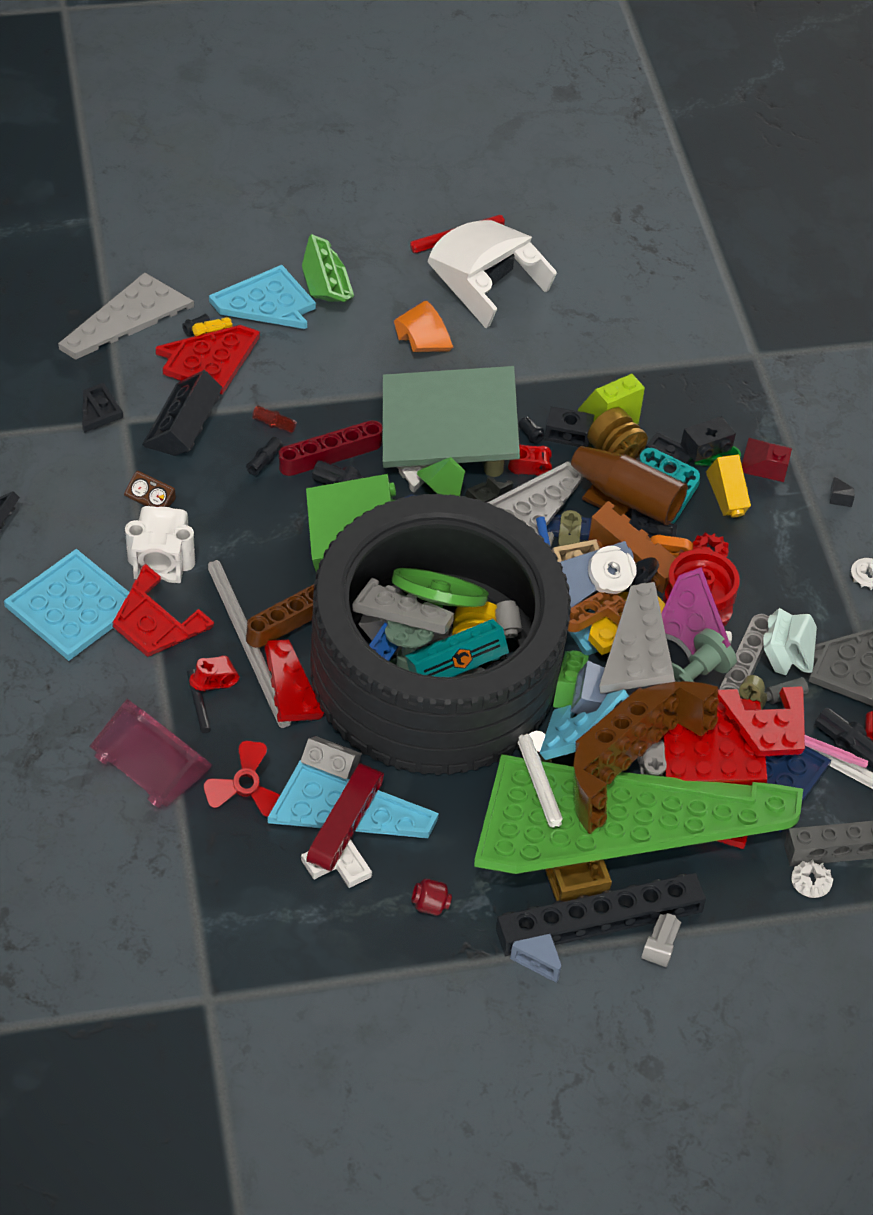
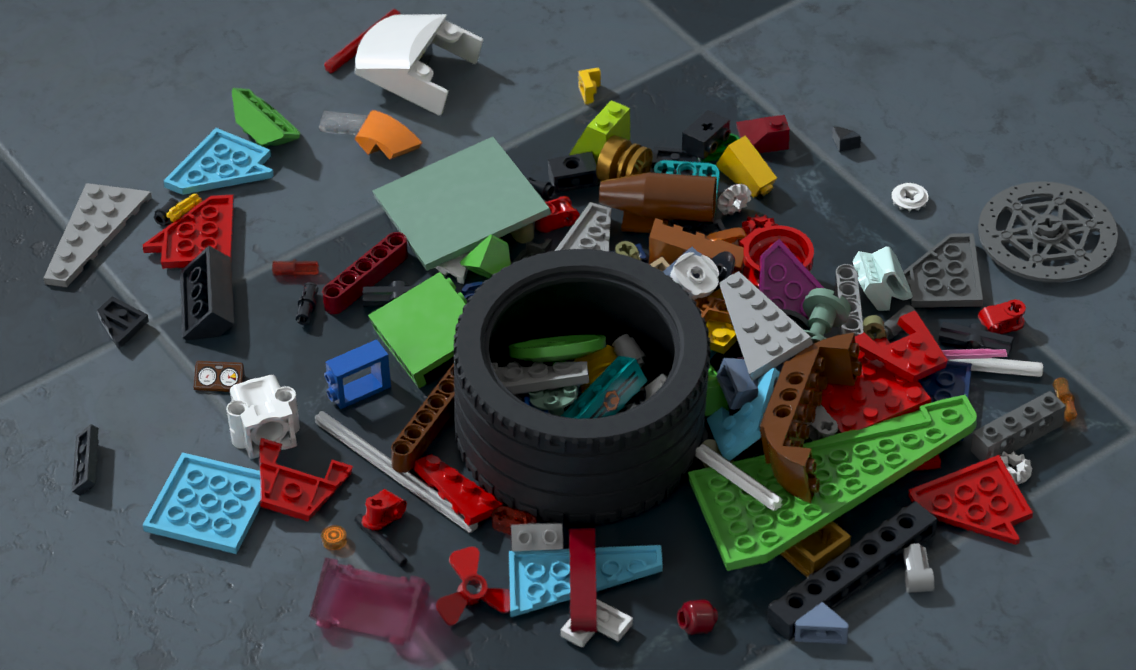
camera: 20 degrees left, 5 degrees down
(159, 681) = (334, 537): none -> clear orange tile
(261, 528) = (351, 362): none -> blue window
(326, 730) = (511, 518): none -> clear red beam
(393, 301) = (341, 122): none -> clear plate
(634, 346) = (588, 84): none -> yellow bracket
(707, 506) = (726, 200): none -> white gear
(757, 896) = (977, 500): none -> red wing

